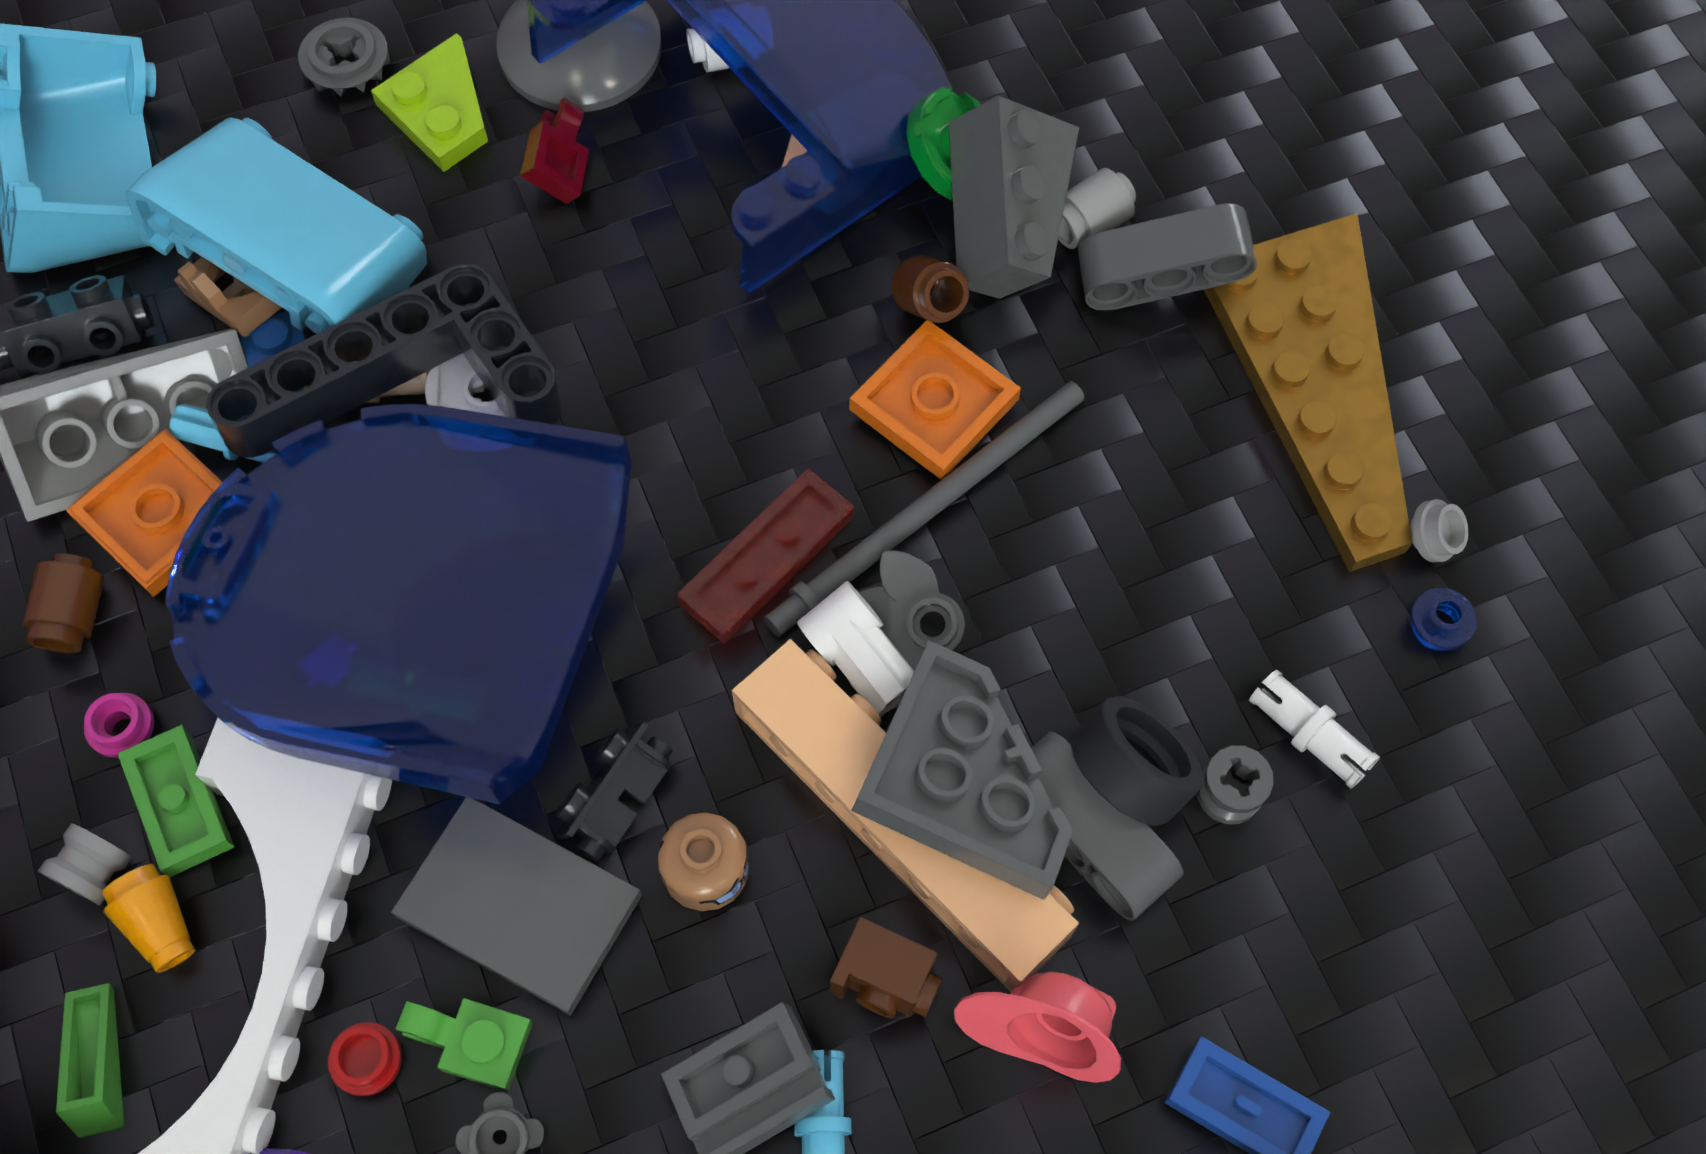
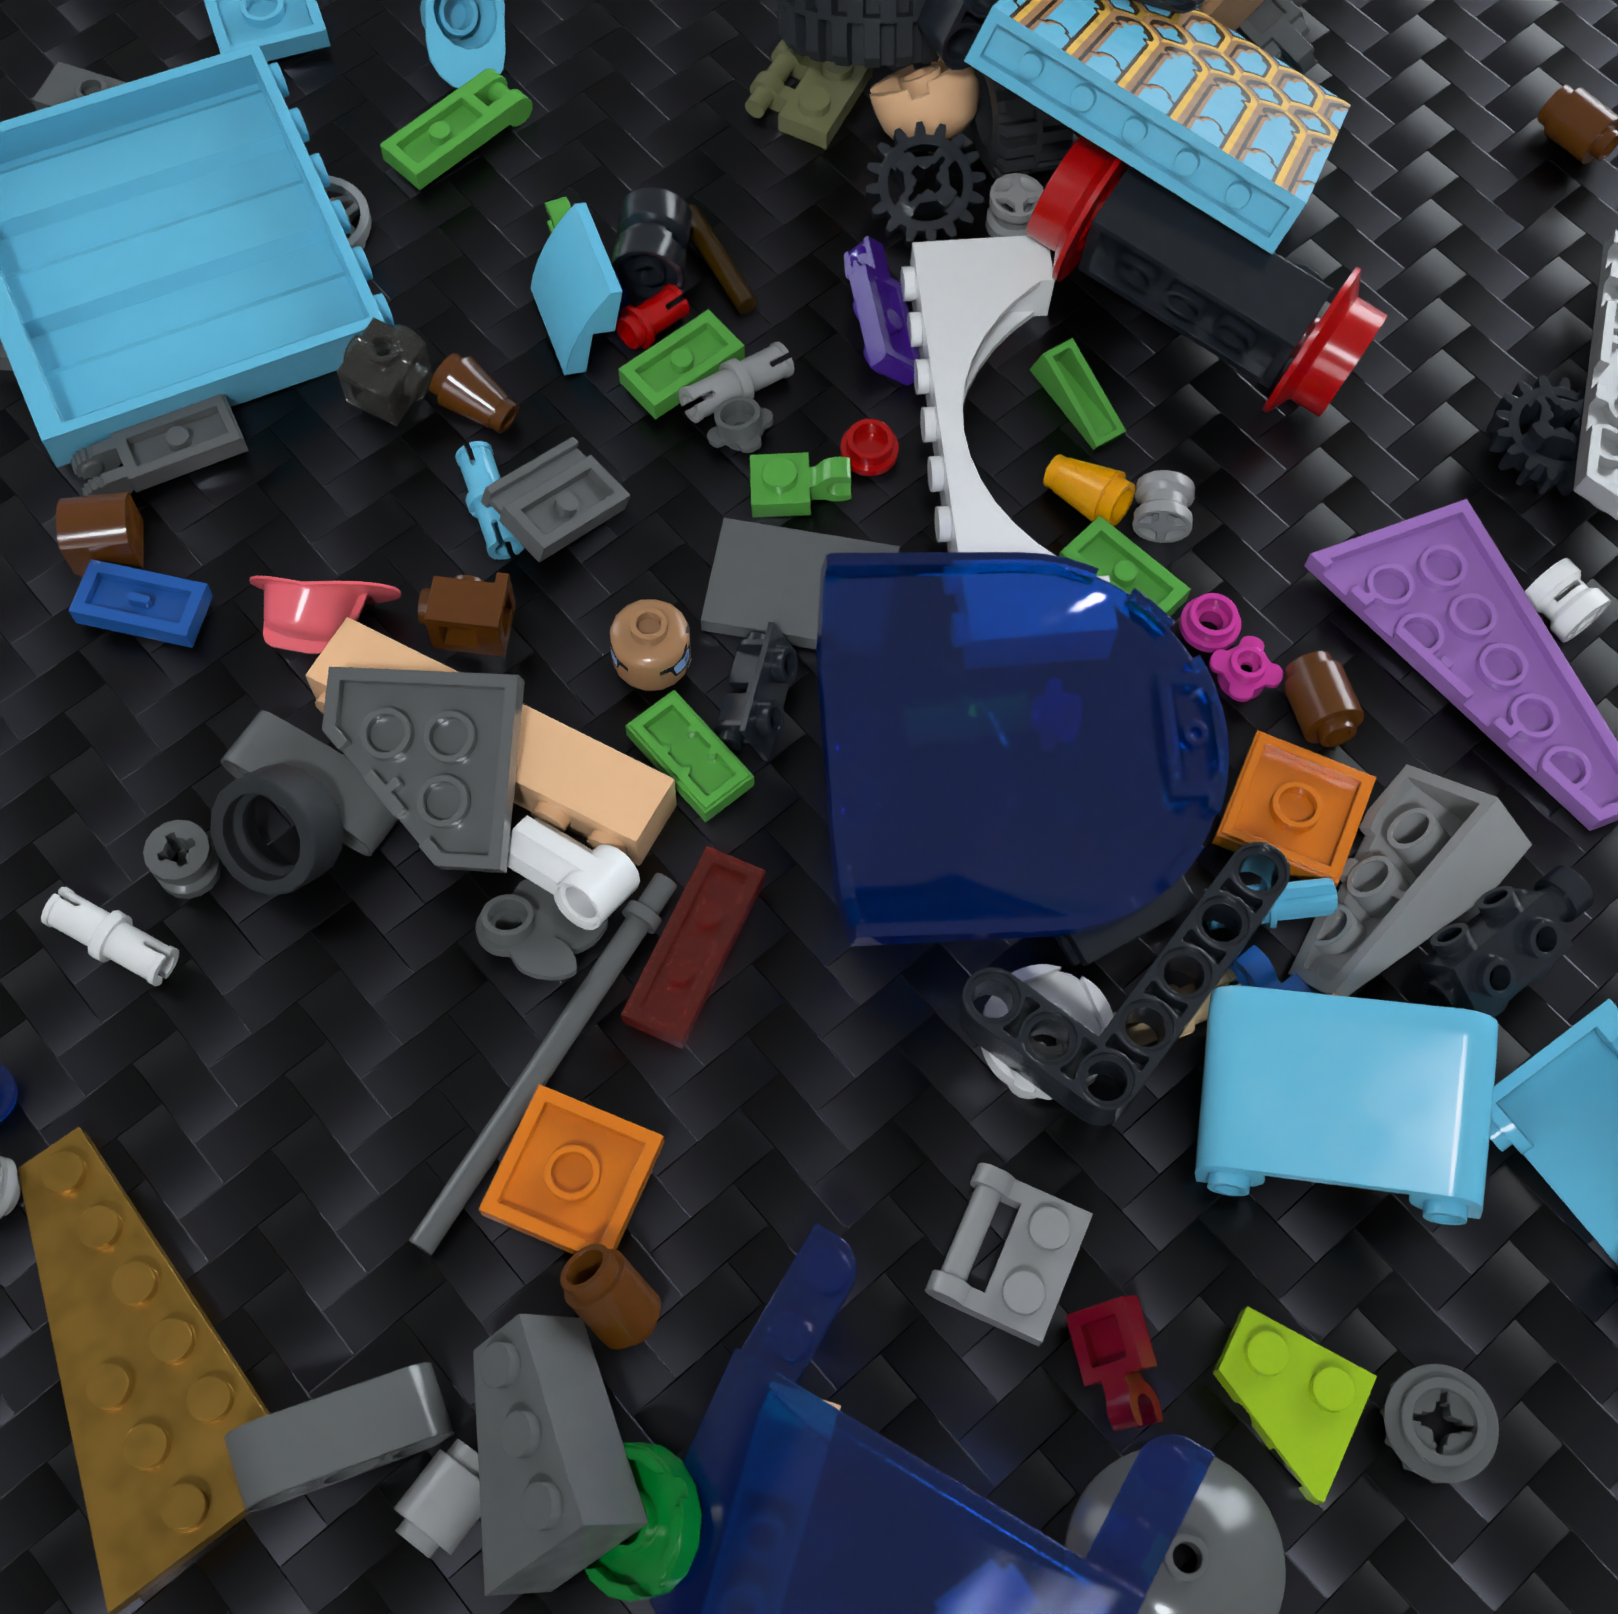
camera: 160 degrees right, 0 degrees up
(125, 677) = (1239, 683): none -> dark pink plate
(591, 238) = (1030, 1265): none -> light grey plate
(706, 742) = (691, 754): none -> bright green plate

